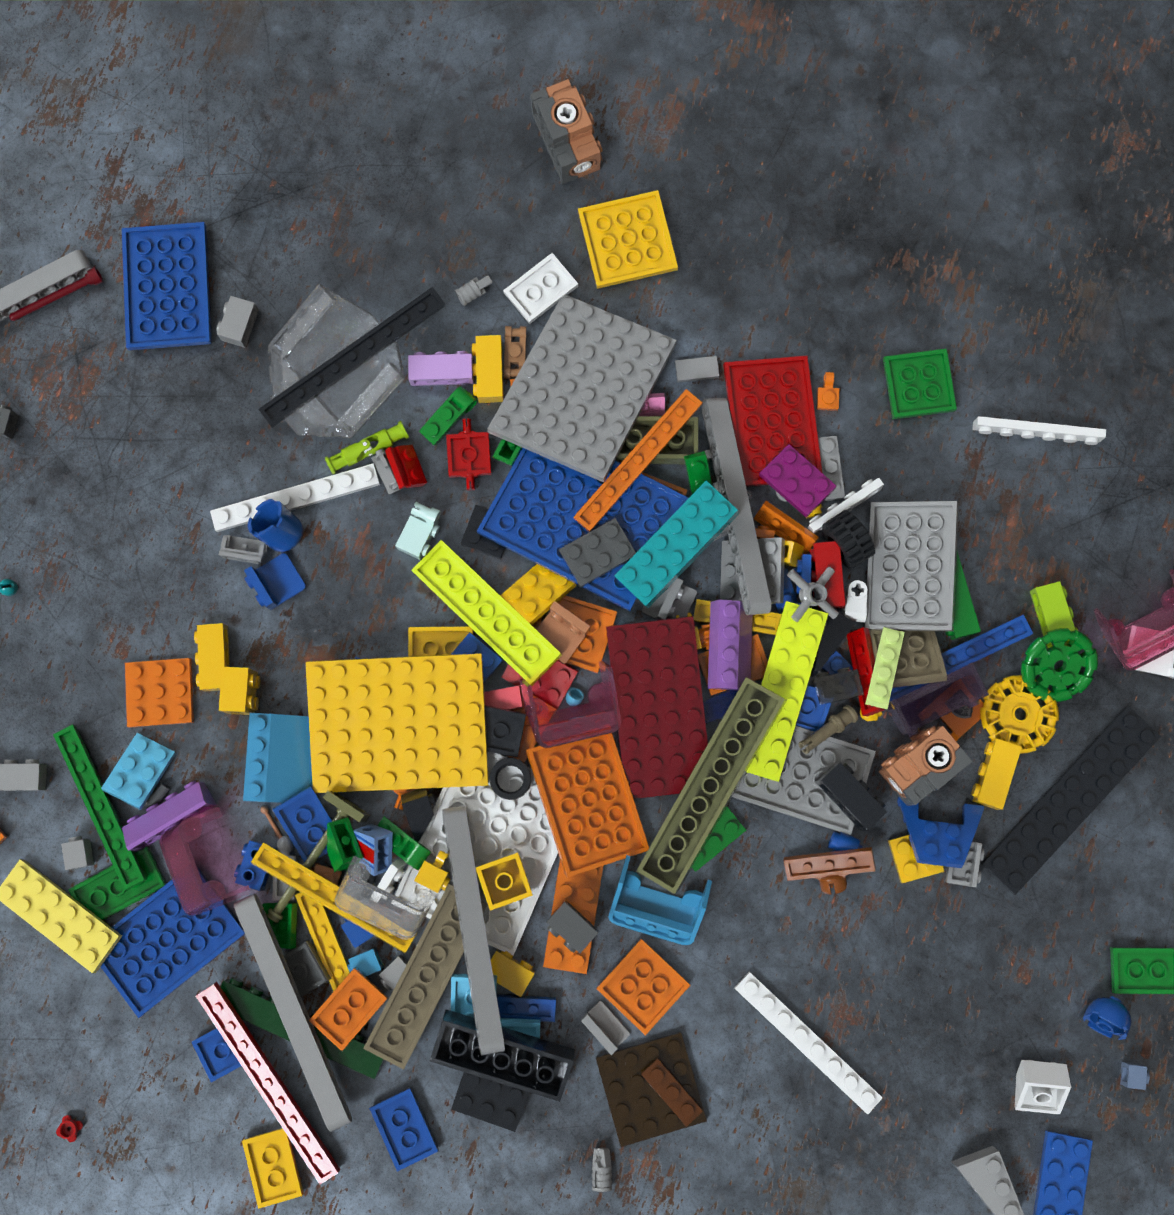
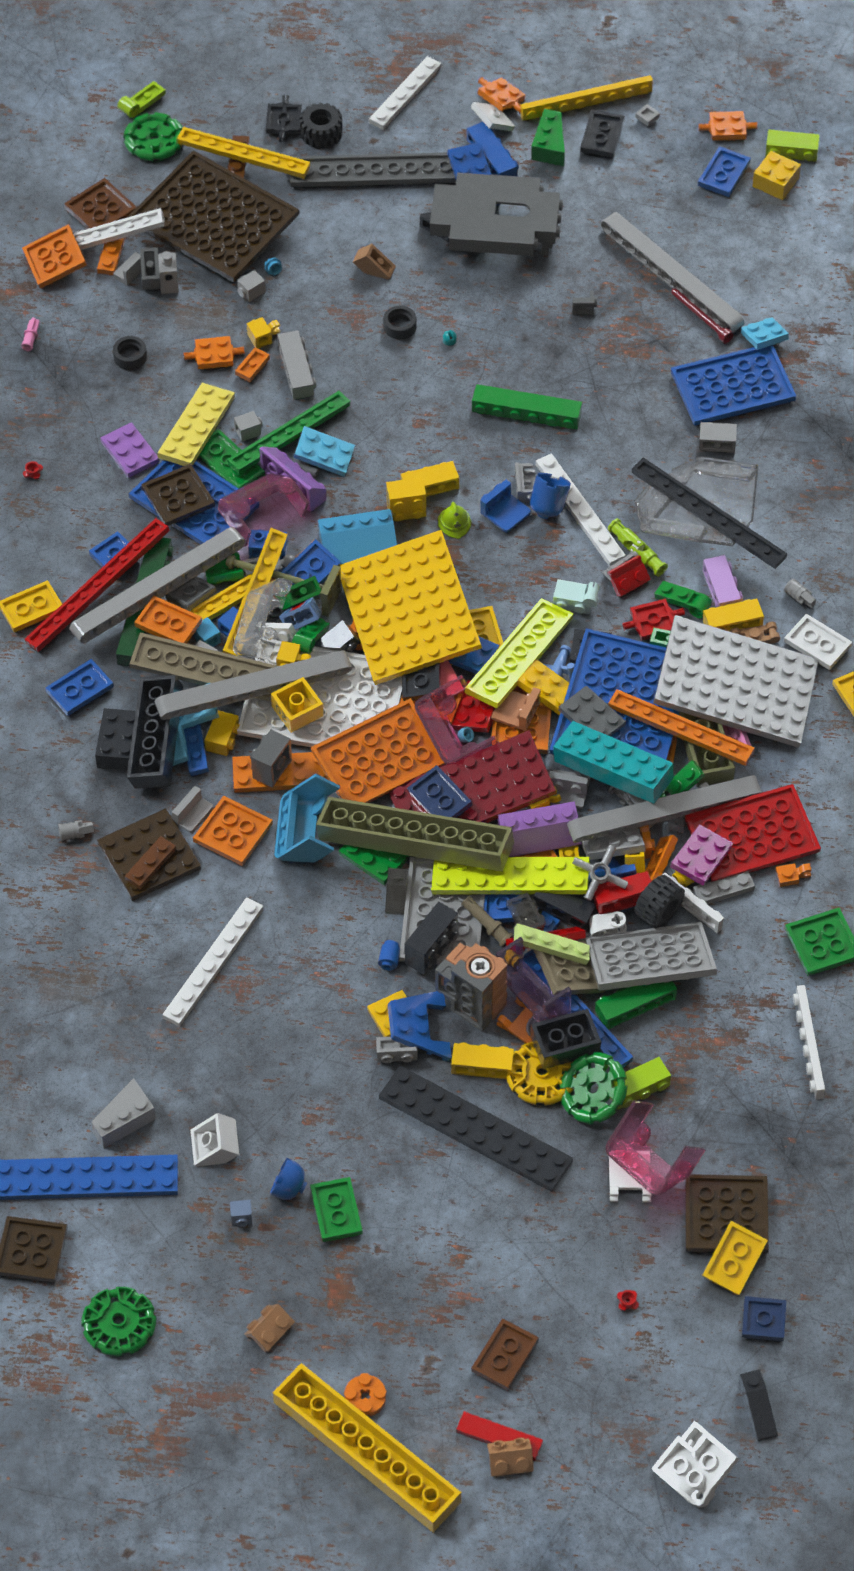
camera: 75 degrees right, 25 degrees down
(69, 1002) = (129, 450): none -> medium lavender plate
(105, 232) = (764, 333): none -> medium azure plate
(136, 522) = (526, 406): none -> green brick
(159, 692) = (390, 453): orange plate -> none
(161, 960) = (178, 495): none -> dark brown plate
(274, 642) = (454, 521): none -> lime piece
(494, 780) = (382, 684): black tyre -> none
(508, 574) = (560, 662): none -> medium blue piece
(665, 745) = (439, 794): none -> dark blue plate
(697, 369) = (782, 770): light grey tile -> none
(764, 819) = (396, 891): none -> clear smoke slope
(830, 867) = (366, 943): plate -> none
(1005, 679) = (565, 1038): none -> black brick

